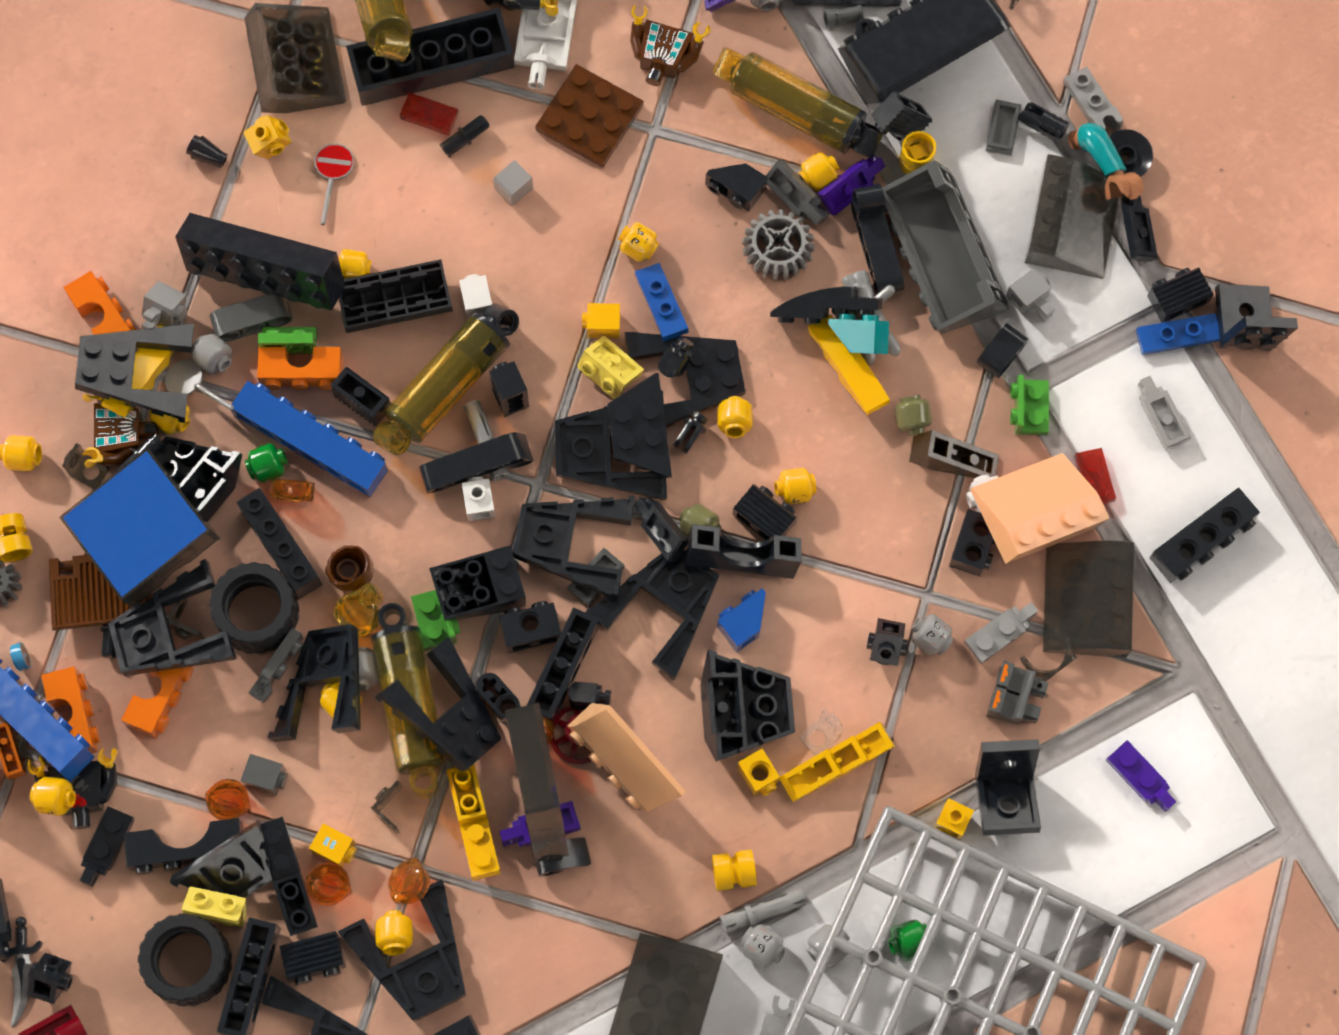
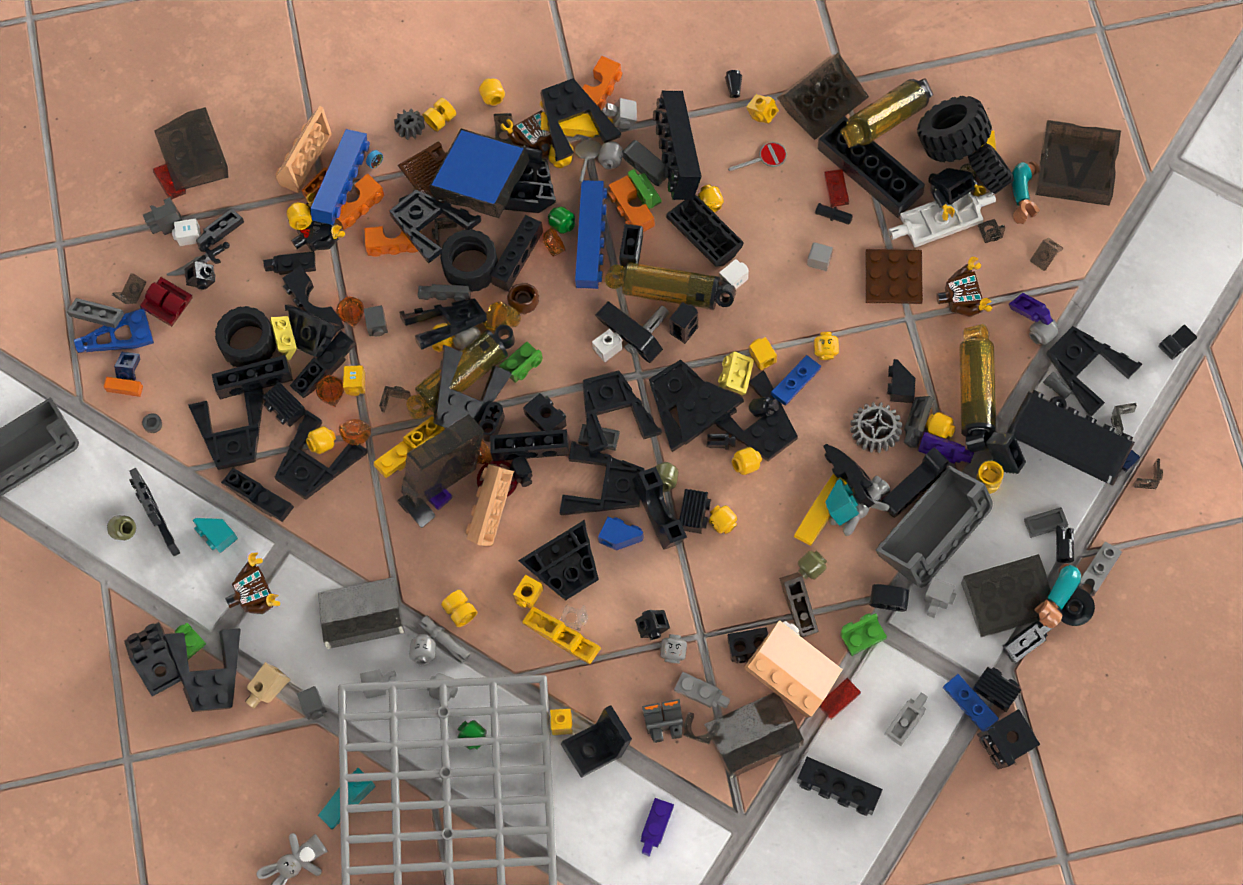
camera: 70 degrees right, 5 degrees down
(478, 585) = (553, 372): black slope -> none
(661, 528) = (648, 454): black hinge -> none

